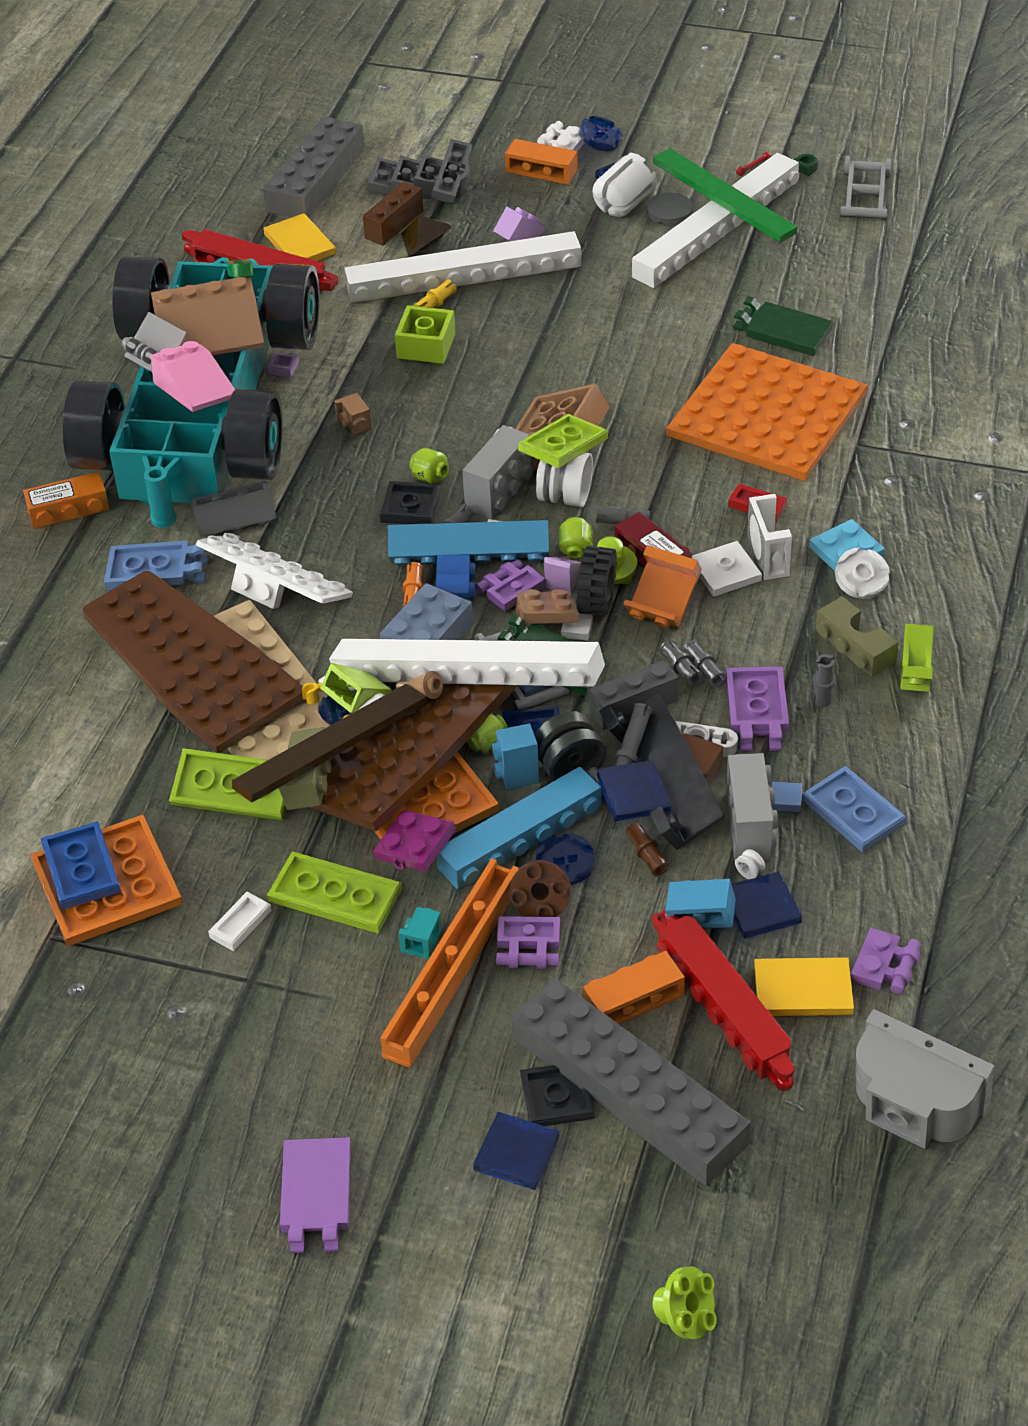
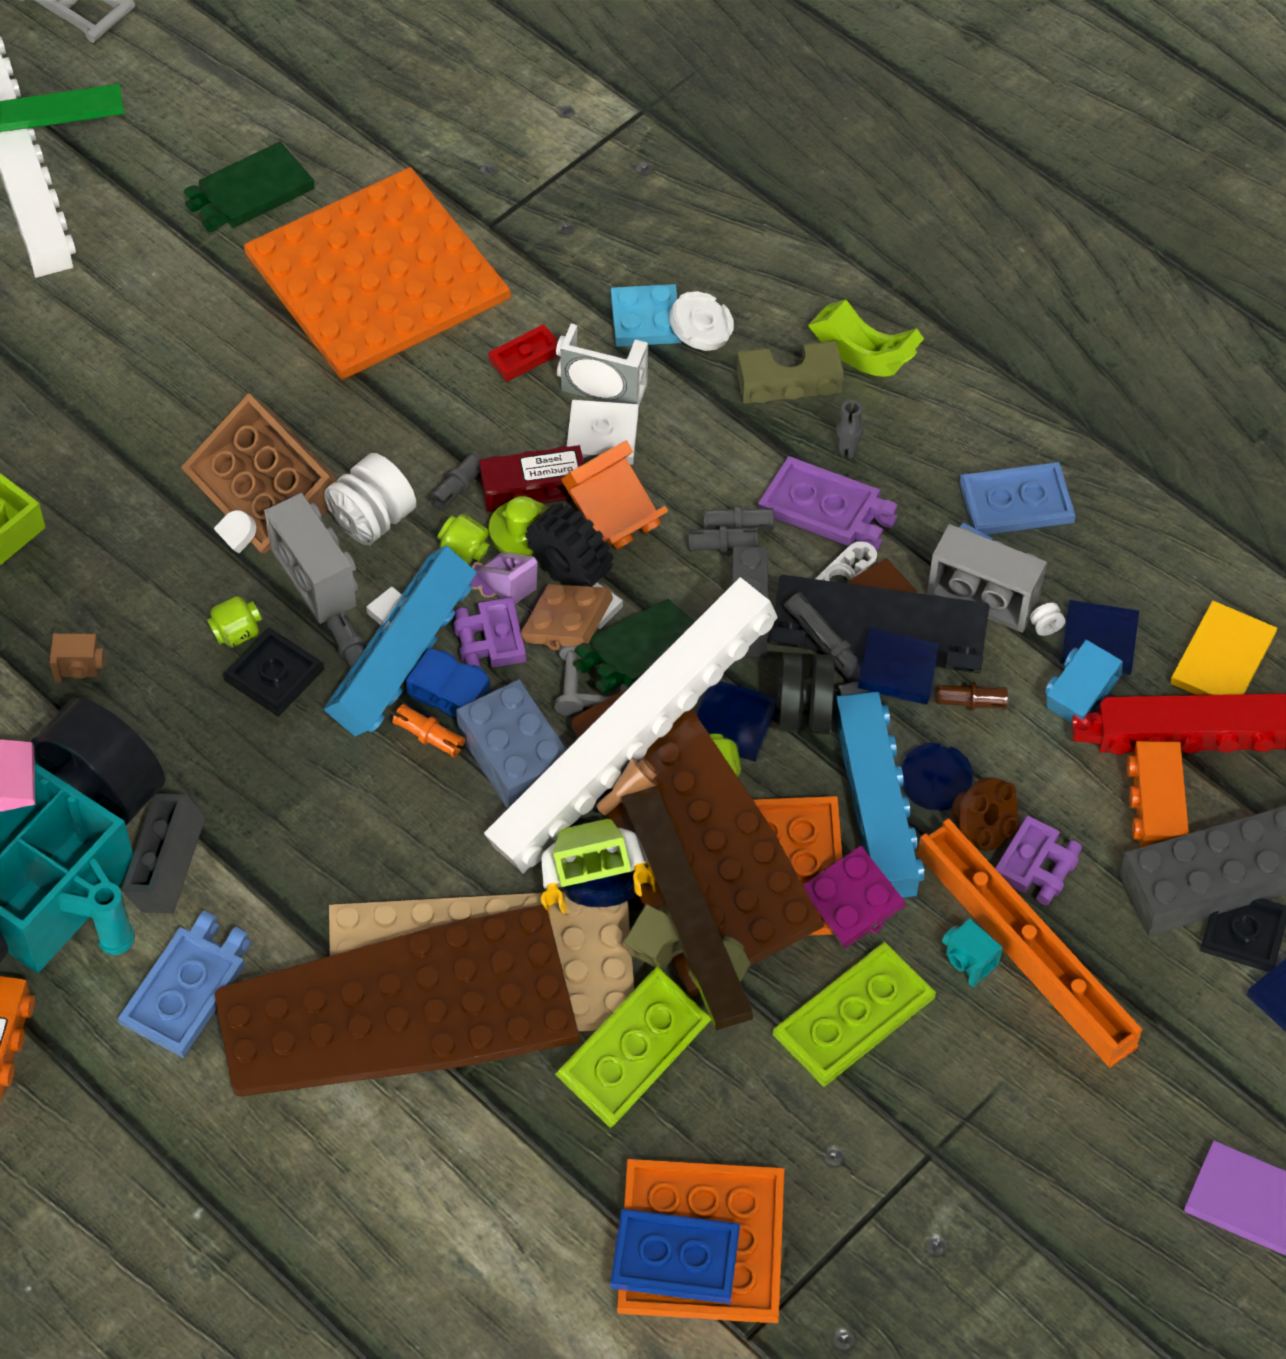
camera: 65 degrees left, 10 degrees up
(240, 921) = (842, 1126): white tile -> none
(265, 575) = (304, 867): white bracket -> none
(516, 757) = (786, 746): dark azure brick -> none
(563, 440) = (341, 466): lime tile -> none
(876, 958) = (1223, 582): medium lavender plate -> none

